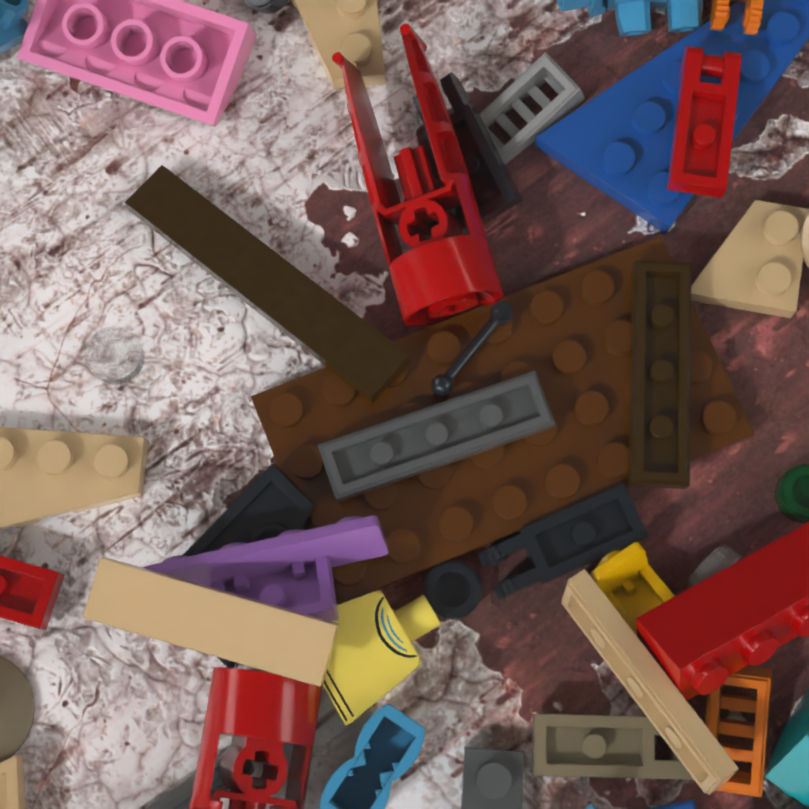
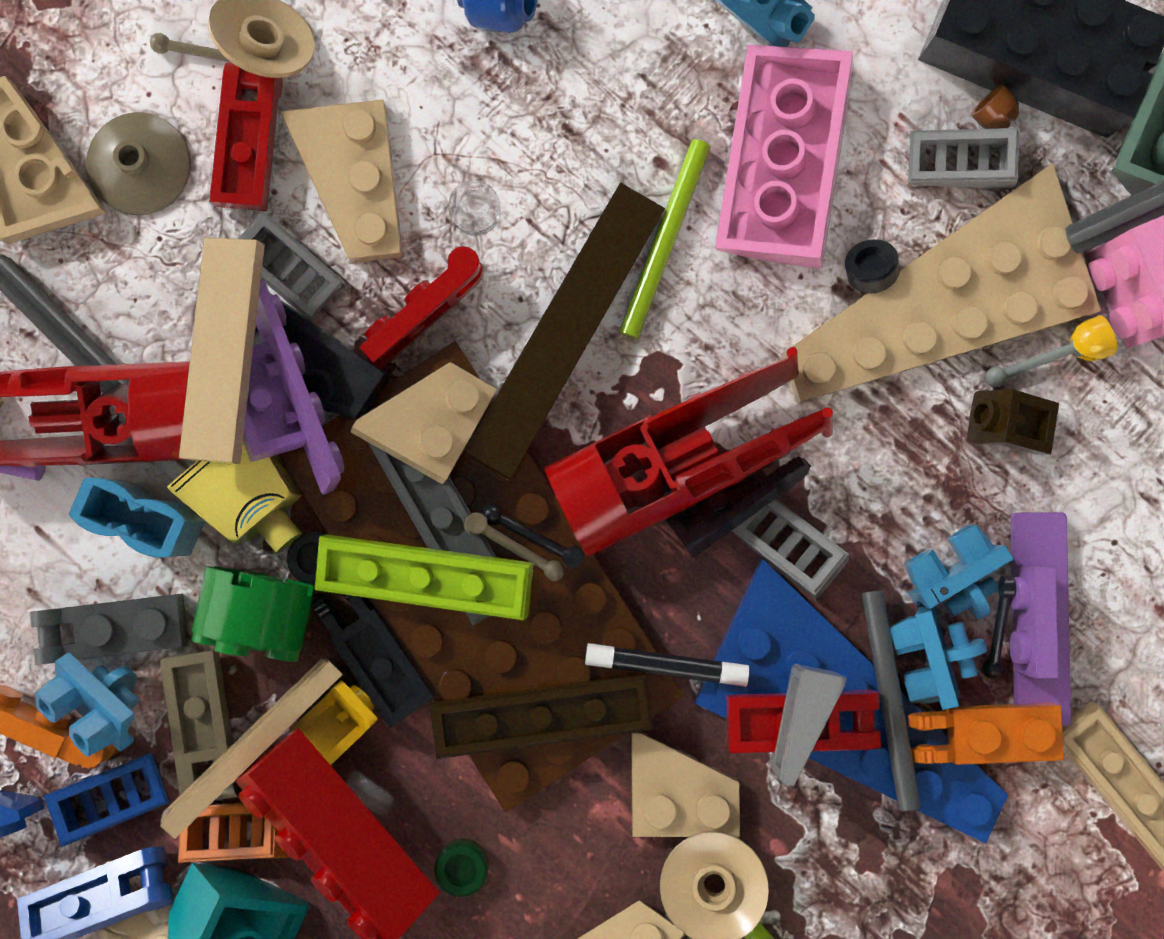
camera: 80 degrees right, 10 degrees up
(82, 571) = (266, 225): none -> light grey slope
(194, 174) = (664, 239): none -> lime bar
(206, 419) = (424, 307): none -> red plate
(333, 425) = (429, 420): none -> tan wing
(450, 396) = (477, 524): none -> dark tan hinge
(495, 462) = (424, 576): none -> lime tile
(502, 654) = (252, 612): none -> green brick
(626, 241) = (667, 665): none -> black bar
(705, 107) = (805, 712): none -> light grey slope
(710, 40) = (891, 701): none -> dark grey bar

